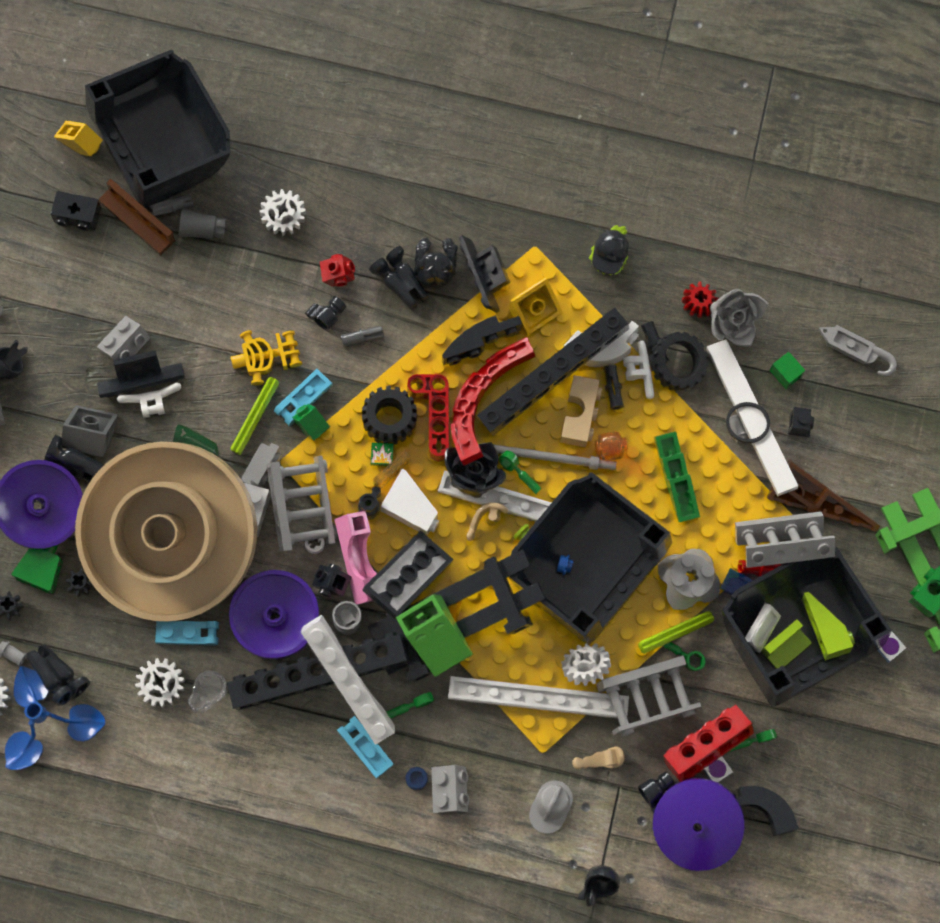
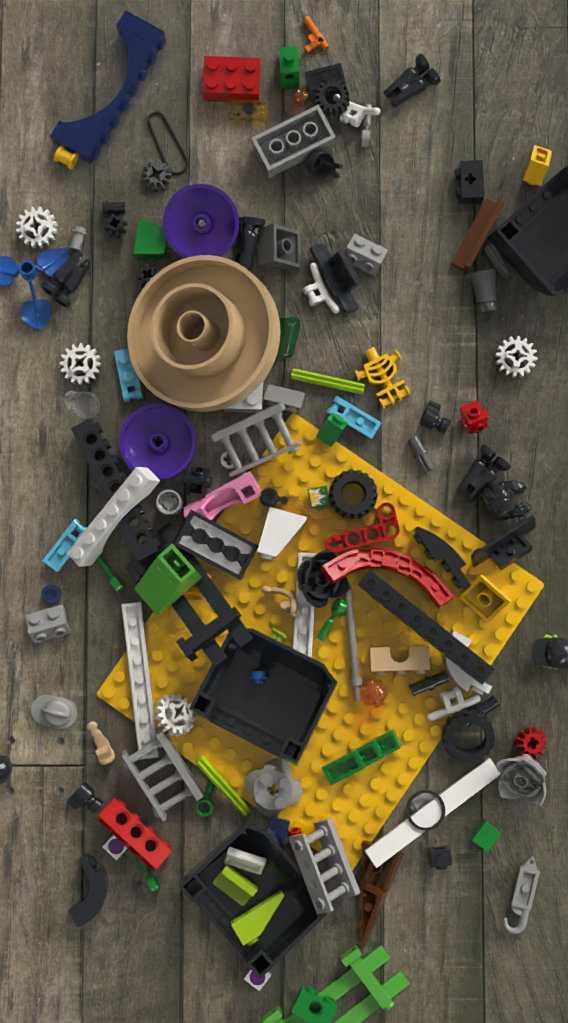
camera: 85 degrees right, 10 degrees up
(701, 803) = (63, 840): dark purple dish -> none

